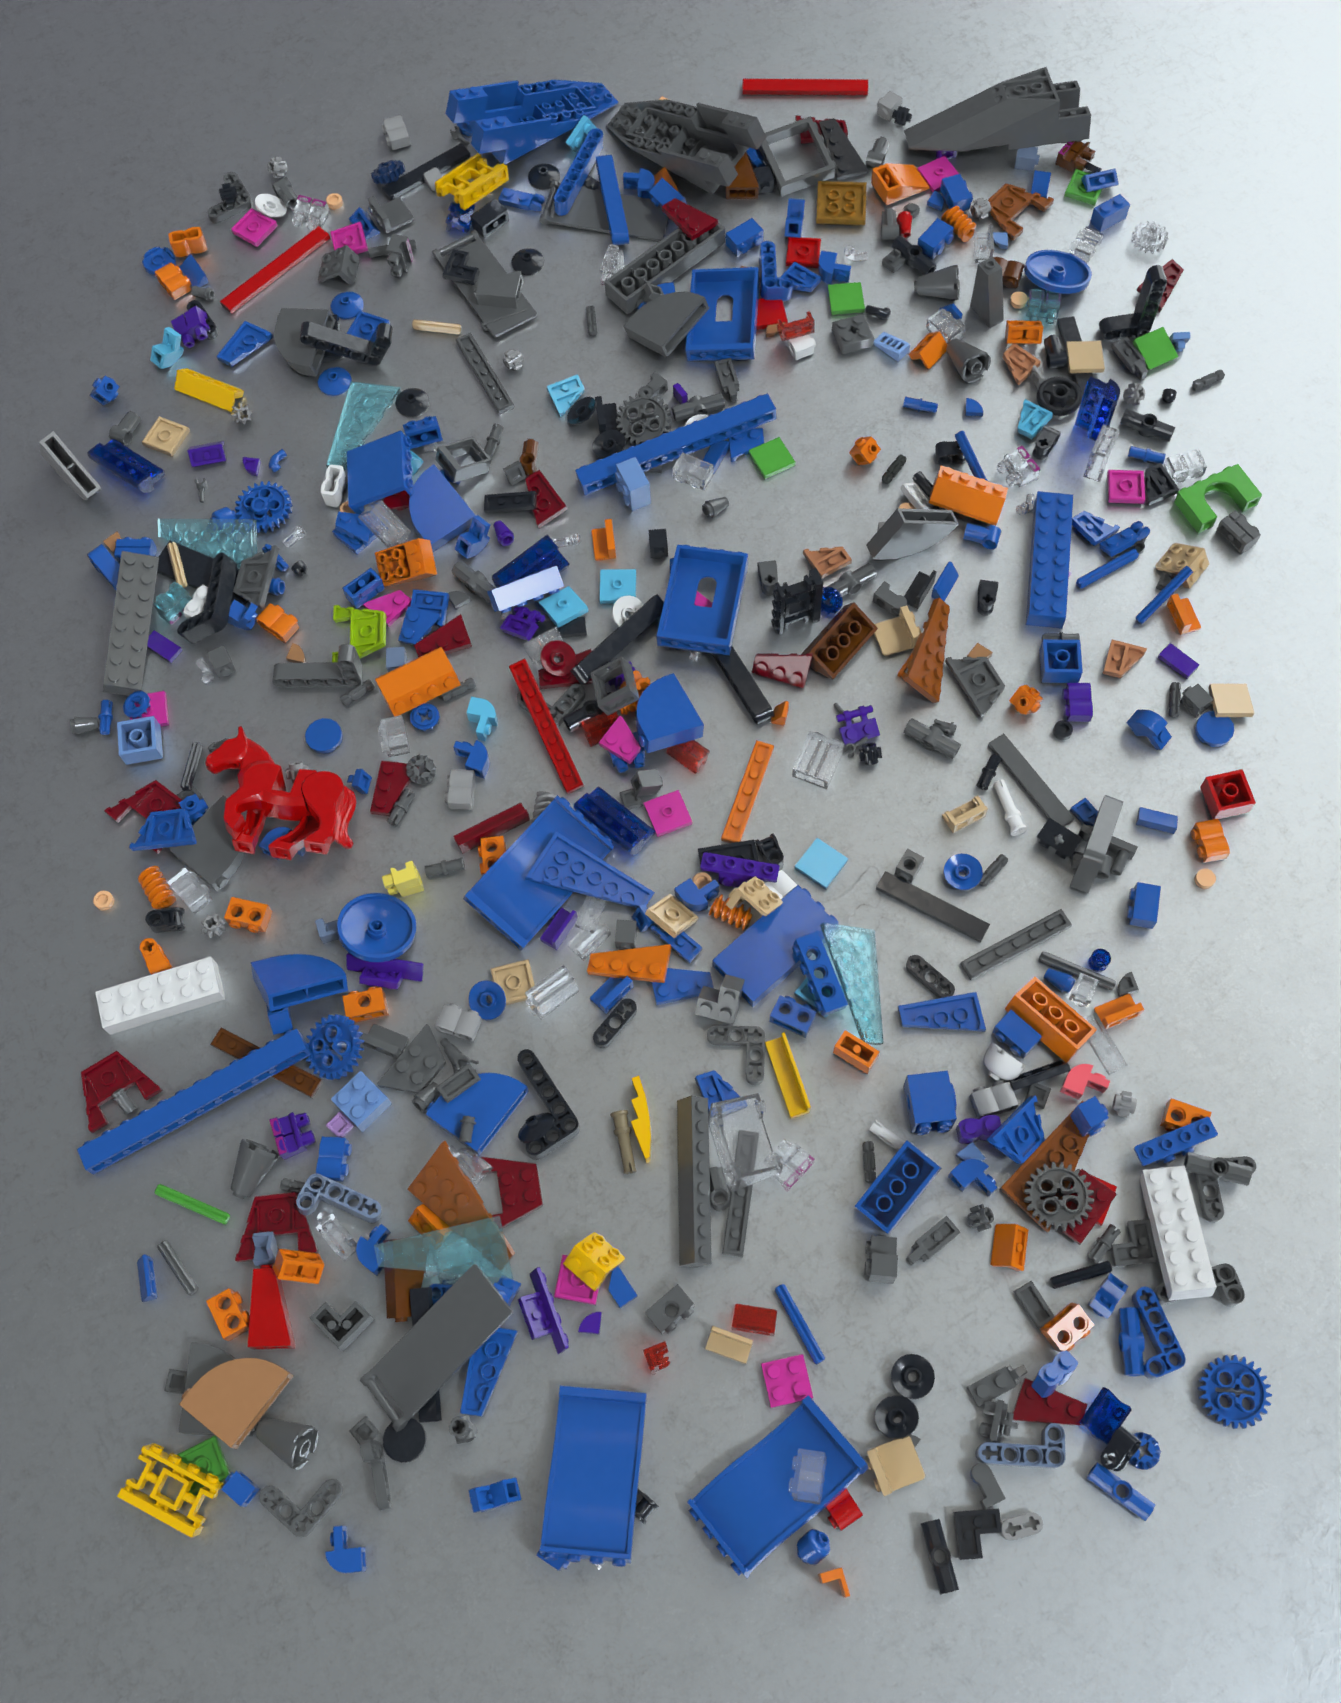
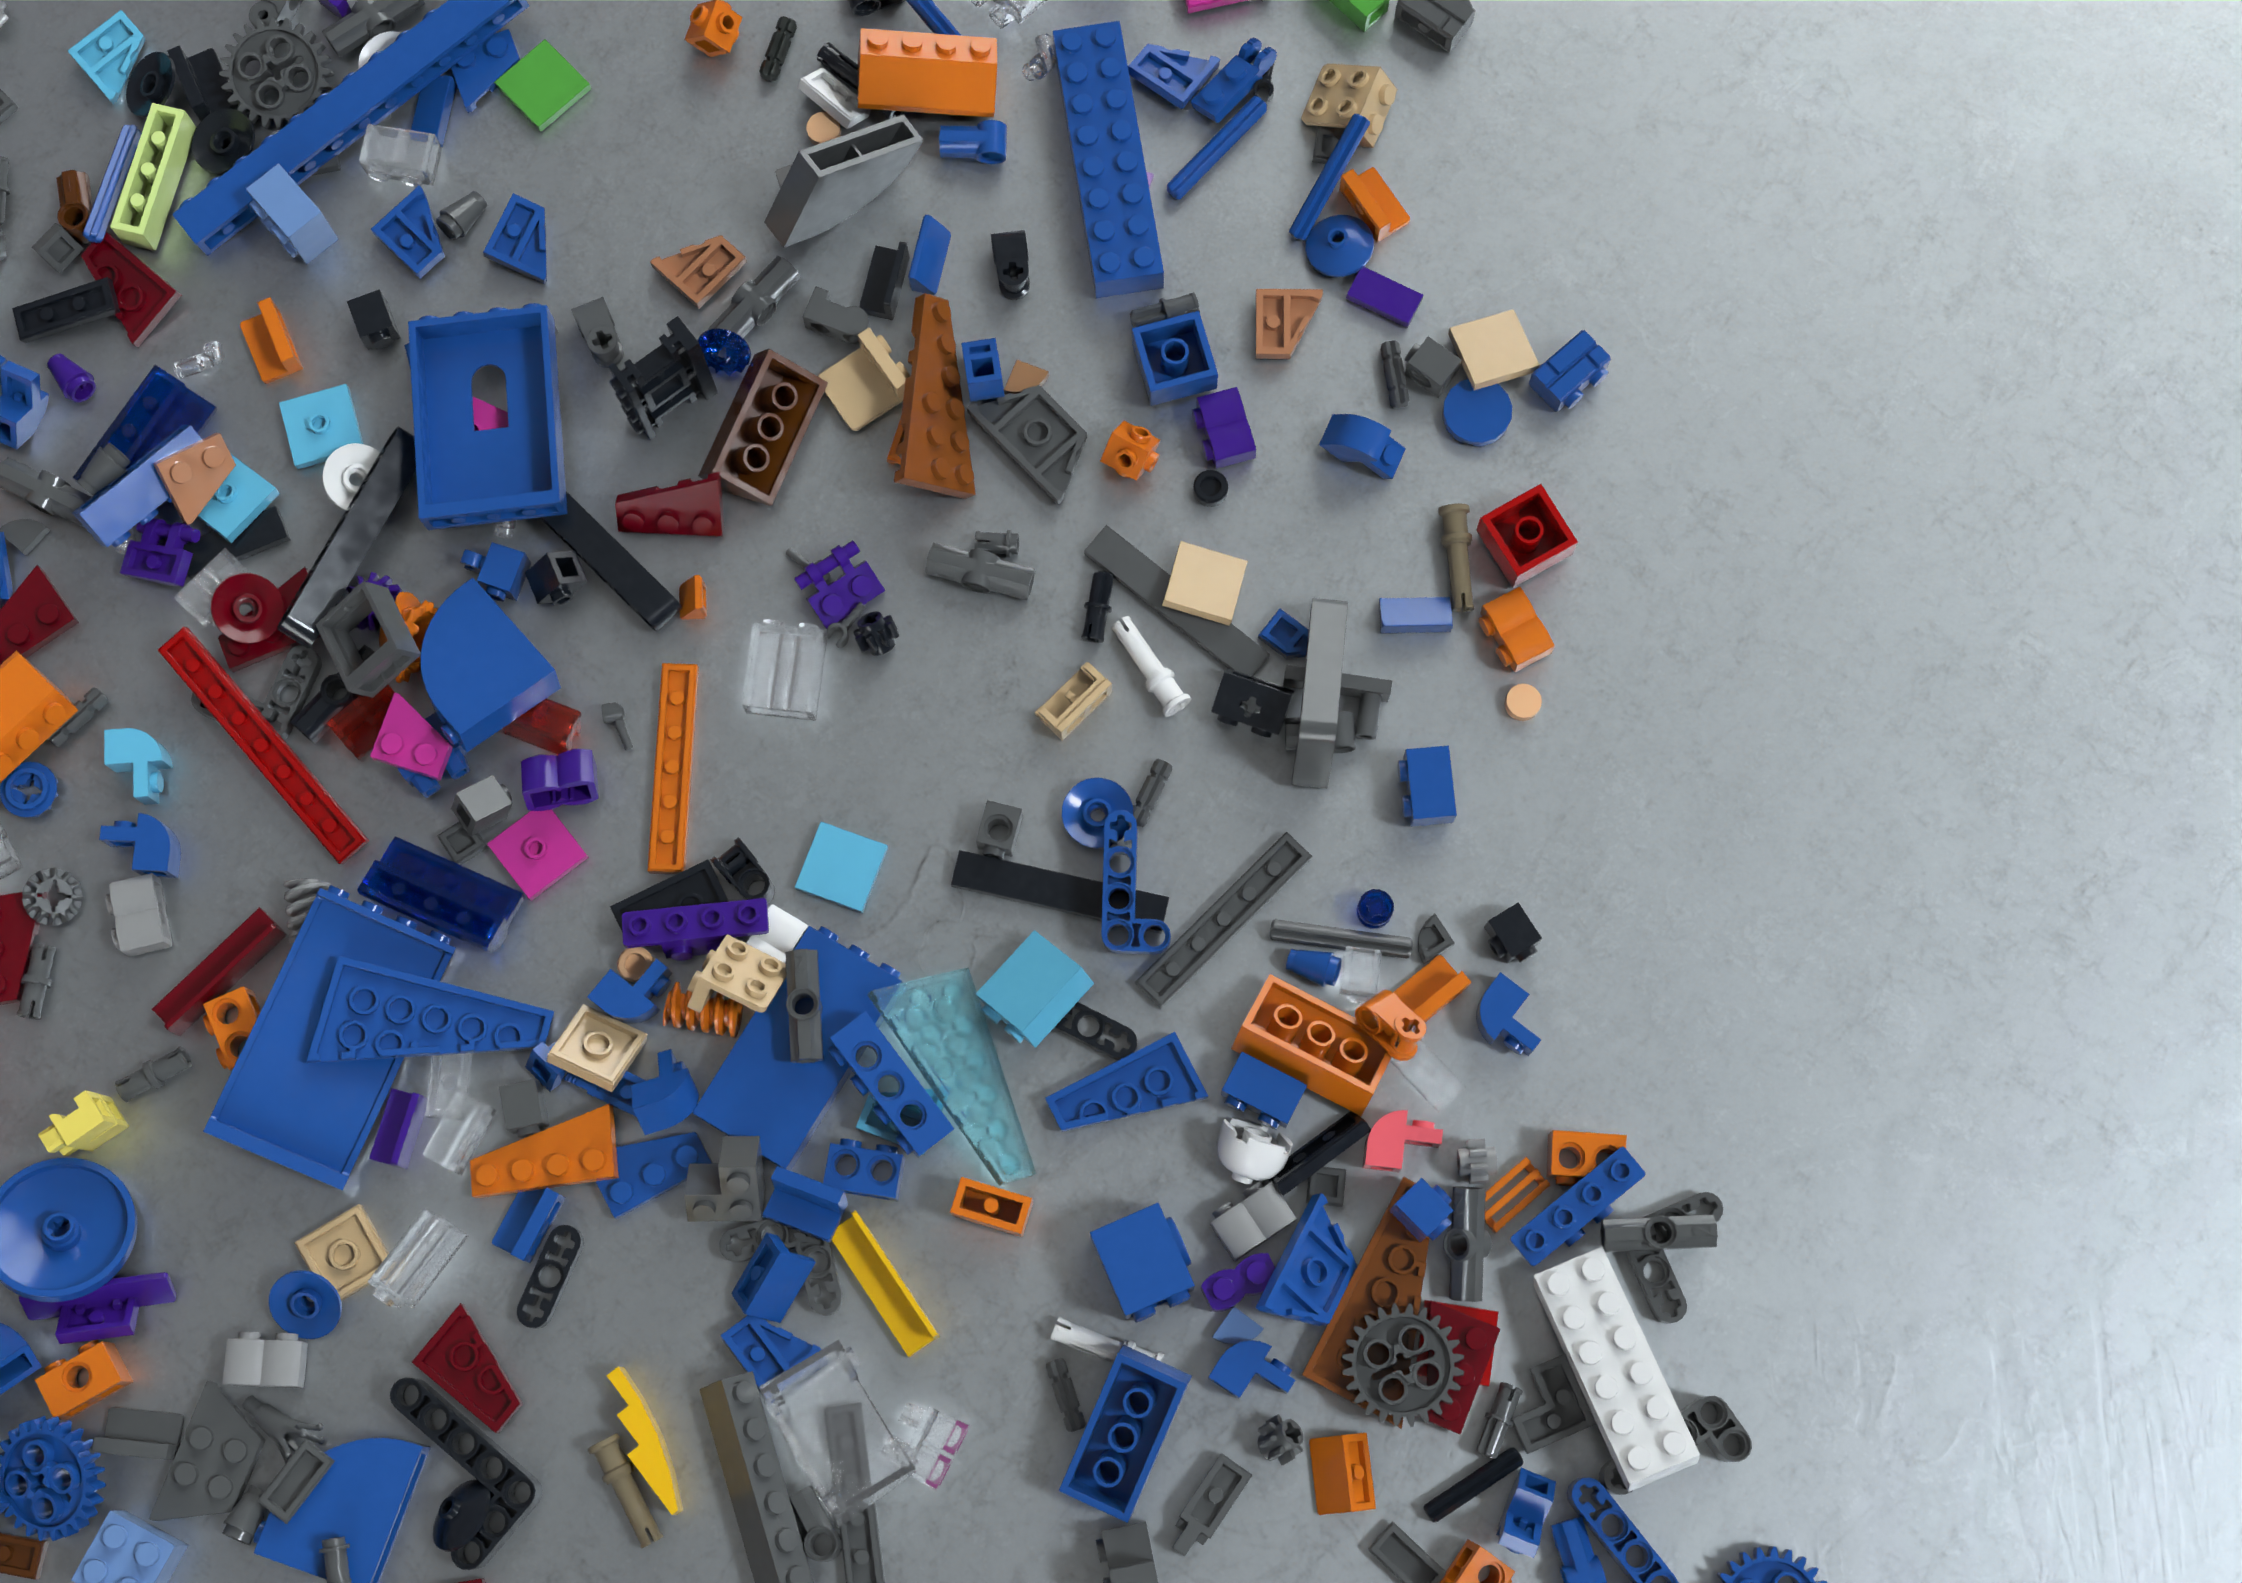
camera: 20 degrees left, 10 degrees up
(508, 574) = (103, 469): none -> dark grey cone
(549, 451) = (112, 184): none -> axle
(551, 589) = (195, 474): none -> nougat wing
(560, 1058) = (469, 1371): none -> dark red wing
(571, 451) = (153, 177): none -> yellowish green brick
(688, 509) = (411, 233): none -> blue wing
(688, 674) = (500, 571): none -> blue brick
(691, 781) = (559, 780): none -> dark purple brick
(701, 948) = (667, 1098): none -> blue brick
(715, 684) = (556, 577): none -> black brick
(725, 757) = (615, 713): none -> dark grey hand
(730, 1056) = (771, 1280): none -> blue panel
(741, 524) = (520, 239): none -> blue wing
(758, 1022) = (805, 1204): none -> blue panel
(788, 911) = (806, 1029): none -> dark grey piece
(907, 948) = (1033, 990): none -> medium azure brick
(959, 642) = (983, 369): none -> blue brick
(969, 908) = (1125, 882): none -> blue beam
(1048, 774) = (1205, 583): none -> tan tile
(1095, 1017) = (1391, 1021): none -> orange piece
(1107, 1153) = (1467, 1244): none -> dark grey piece
(1153, 1120) = (1533, 1174): none -> orange tile
(1154, 1032) = (1496, 1015): none -> blue brick
(1160, 630) = (1342, 257): none -> blue dish
(1172, 993) = (1512, 935): none -> black brick
(1188, 789) = (1456, 541): none -> dark tan pin
(1270, 720) = (1570, 371): none -> blue brick

